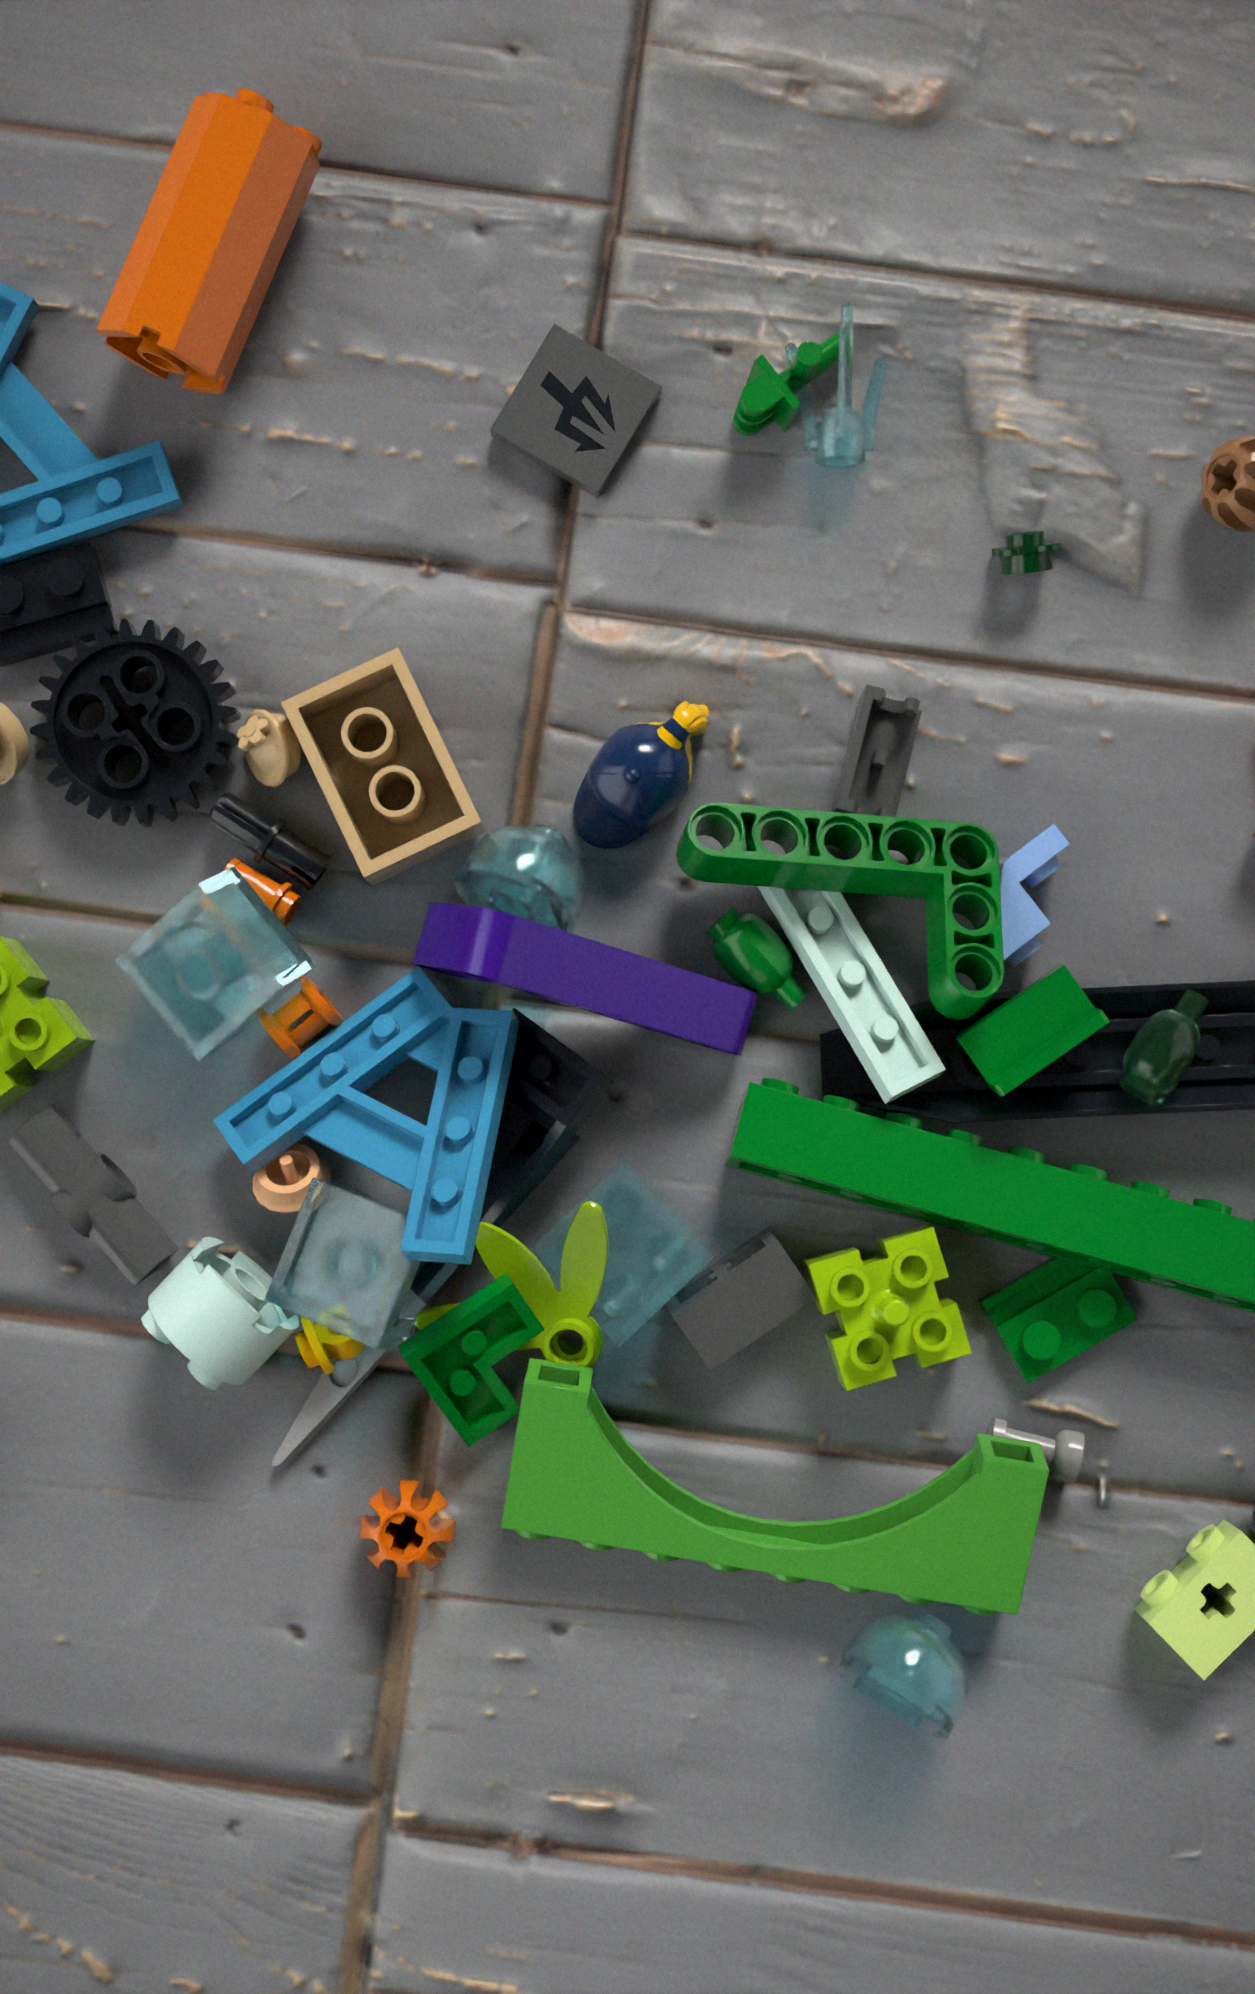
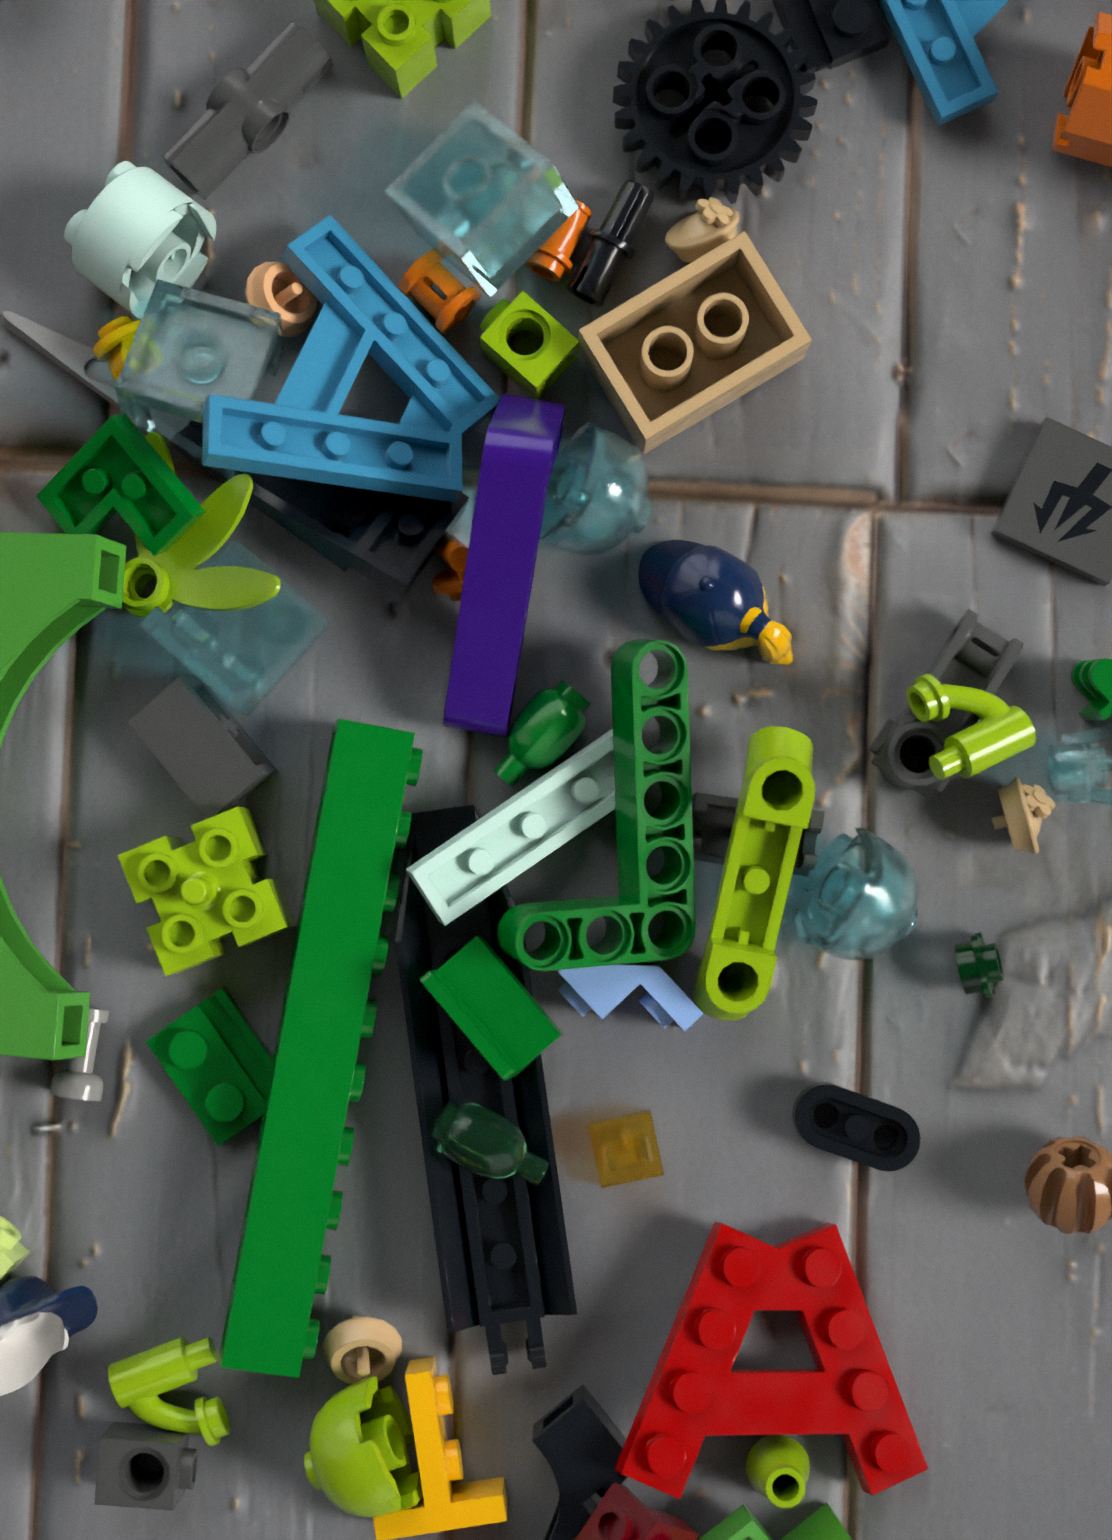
camera: 90 degrees right, 0 degrees up
(371, 905) = (531, 372): none -> lime brick
(592, 1029) = (455, 557): none -> orange plate
(767, 557) = (968, 658): none -> dark grey piece
(816, 522) = (995, 738): none -> lime plant
(881, 494) = (1022, 811): none -> tan hat
(923, 756) = (756, 874): none -> lime plate
(951, 661) = (860, 898): none -> clear light blue cylinder
(1171, 692) = (854, 1127): none -> black plate
(1172, 916) = (625, 1148): none -> clear yellow tile

